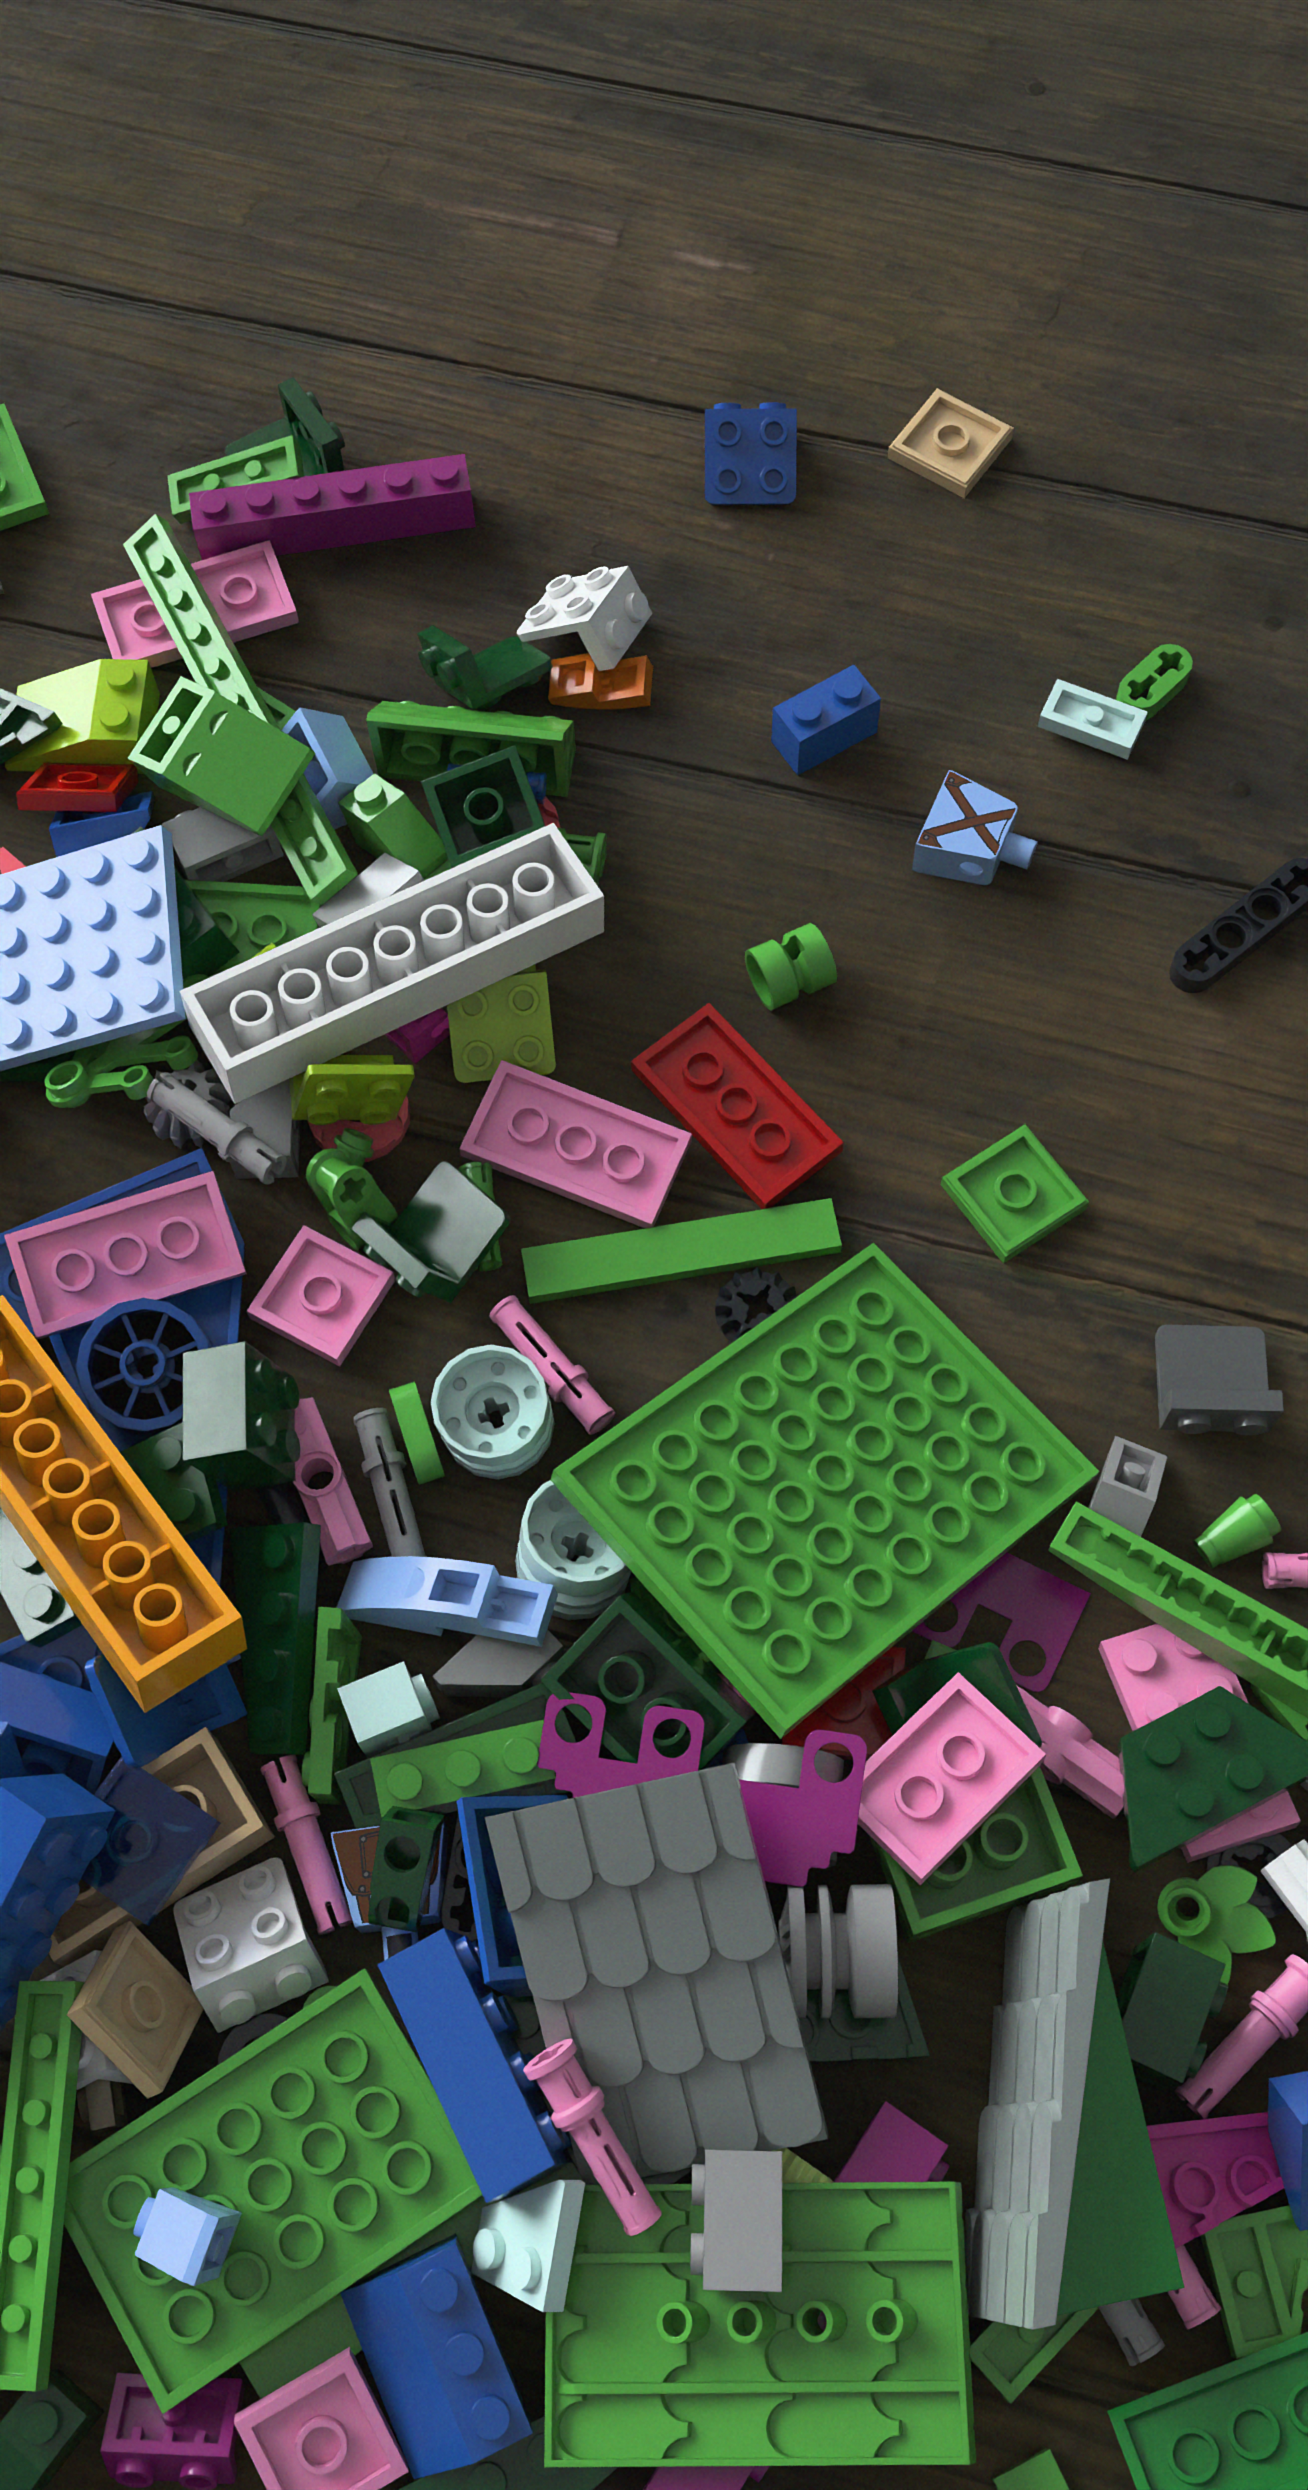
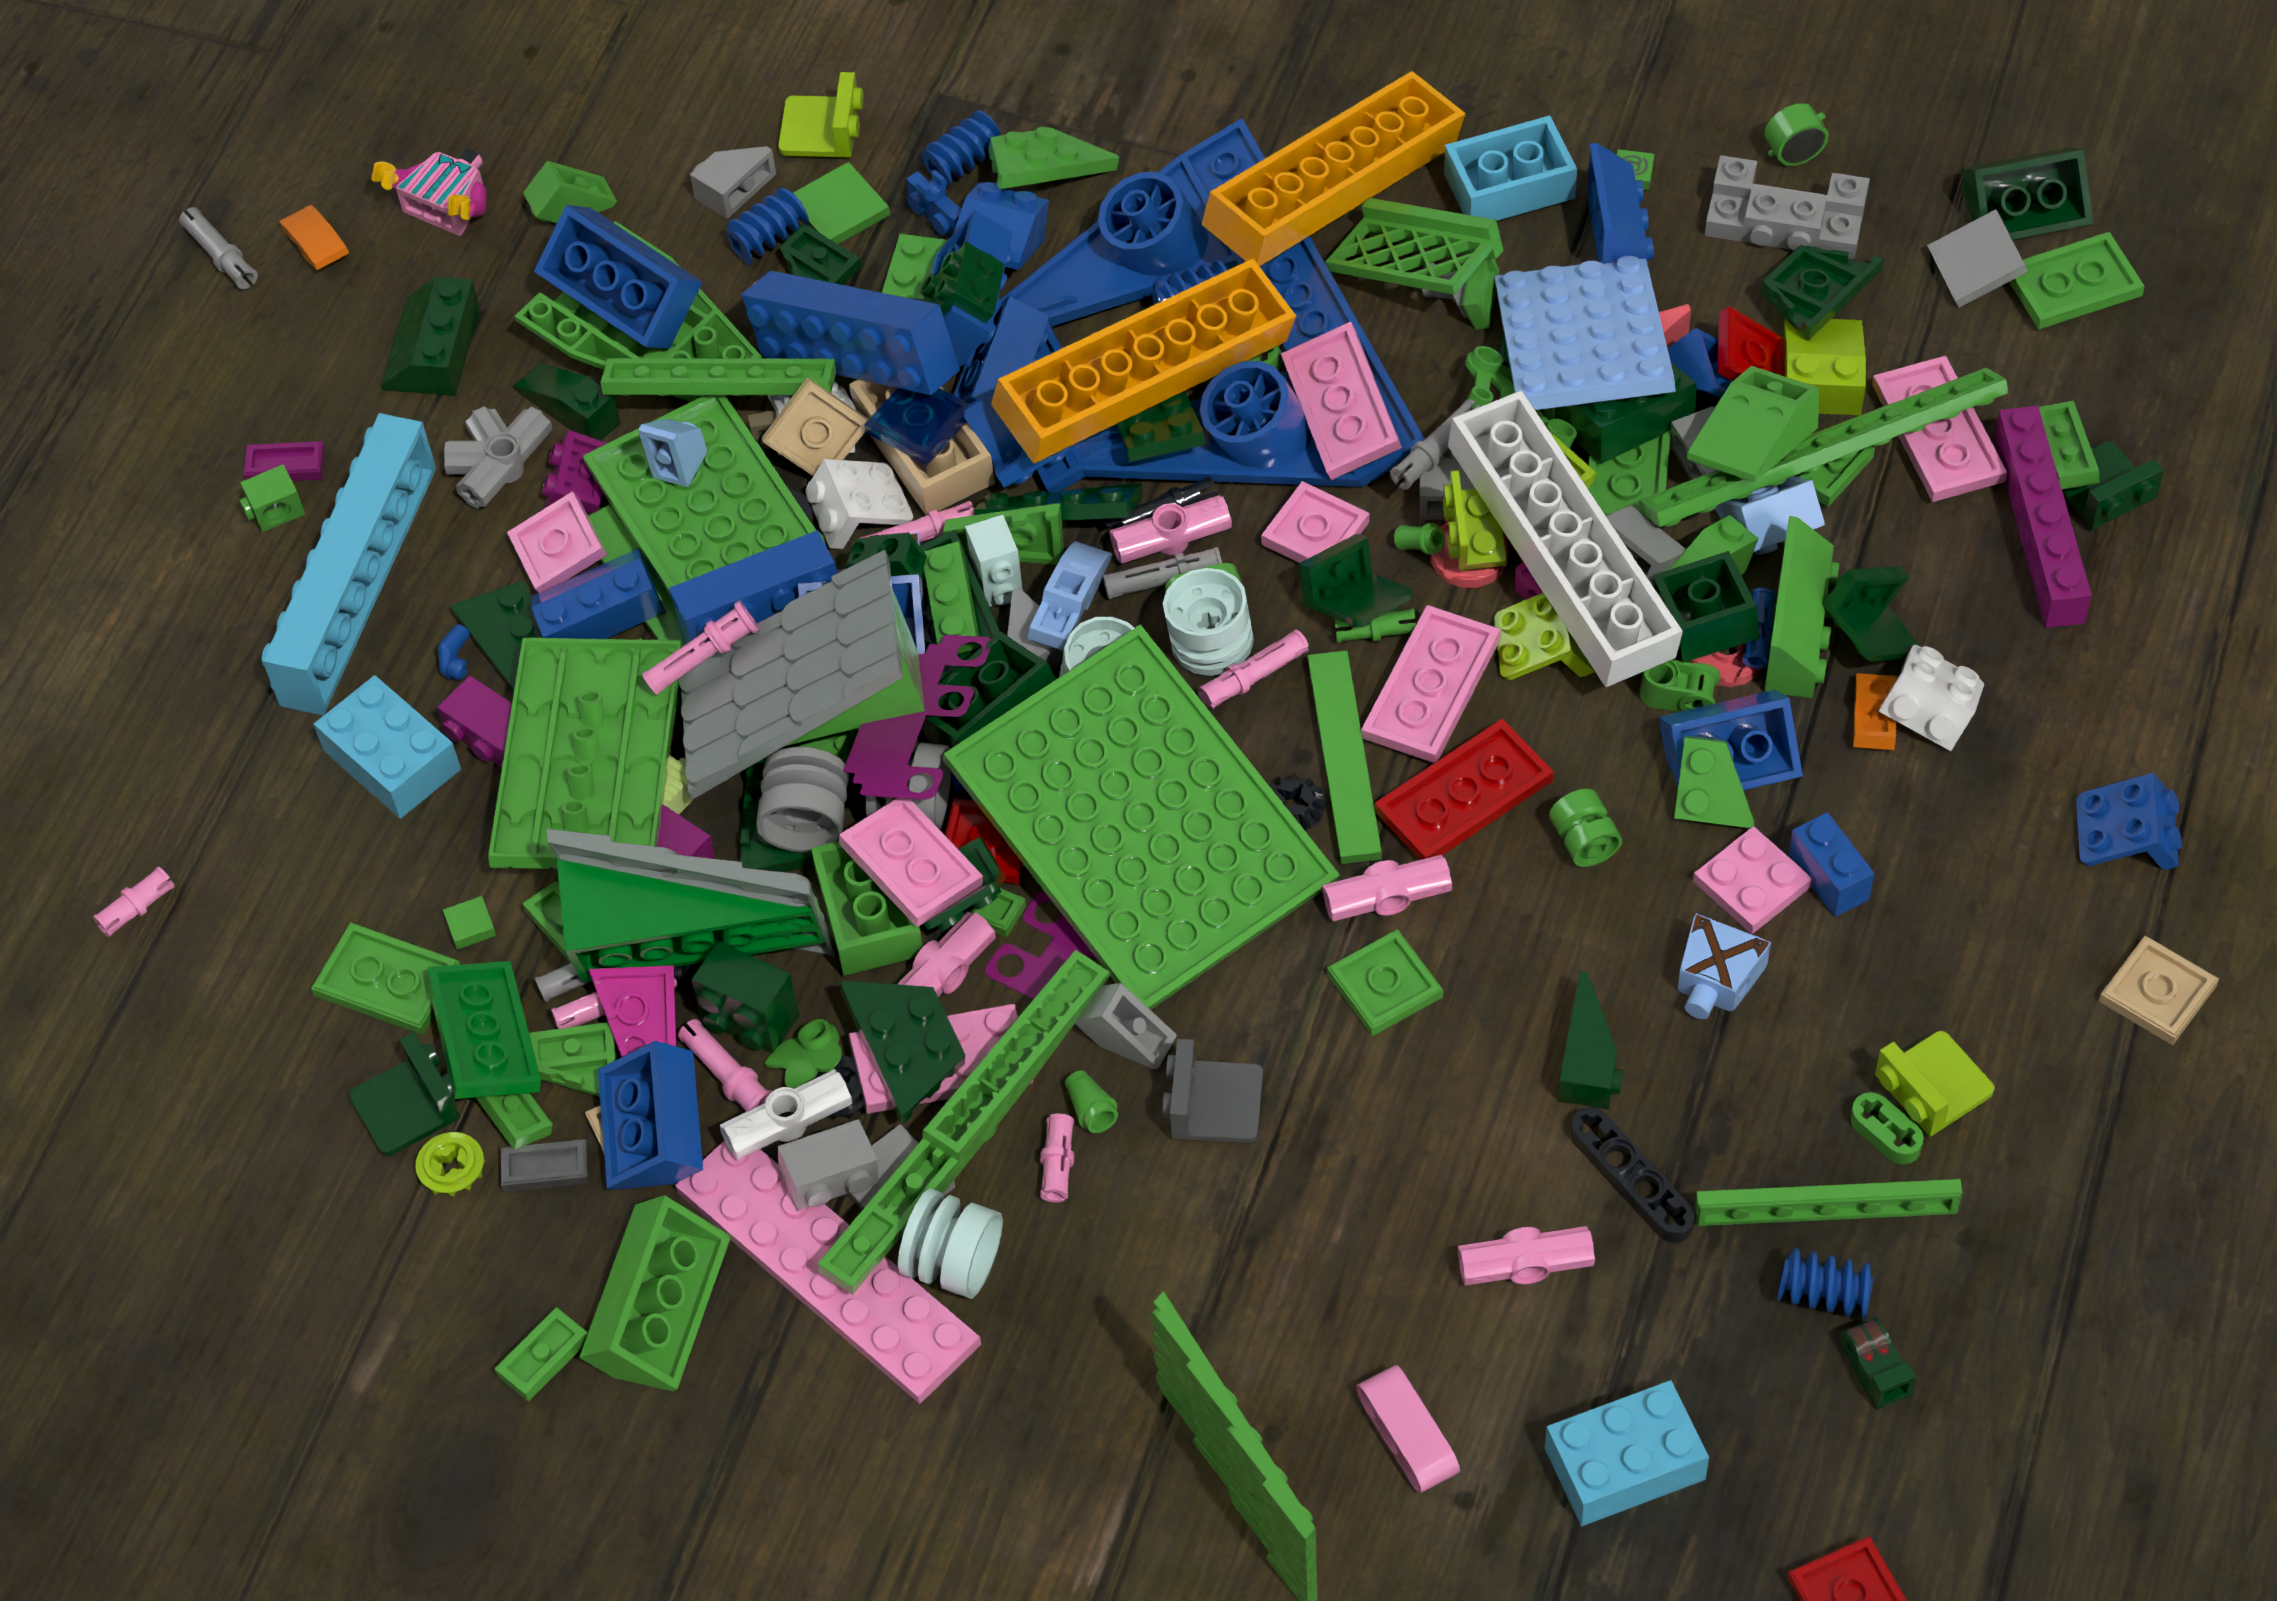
camera: 95 degrees right, 10 degrees down
(239, 1417) = (1201, 457): dark green brick -> none
(346, 1193) = (1389, 535): bright green piece -> none
(530, 2243) = (643, 628): light aqua wing -> none
(657, 819) = (1755, 728): none -> blue slope
(725, 835) = (1710, 785): none -> bright green wing
(740, 2220) = (642, 730): light grey brick -> none
(838, 806) = (1752, 880): none -> bright pink plate
(886, 1189) = (1387, 887): none -> bright pink piece
(1092, 719) = (1841, 1072): light aqua plate -> none
(1096, 634) = (1933, 1081): none -> lime bracket
(1100, 964) = (1590, 1053): none -> dark green slope
(1264, 733) = (1827, 1202): none -> bright green tile

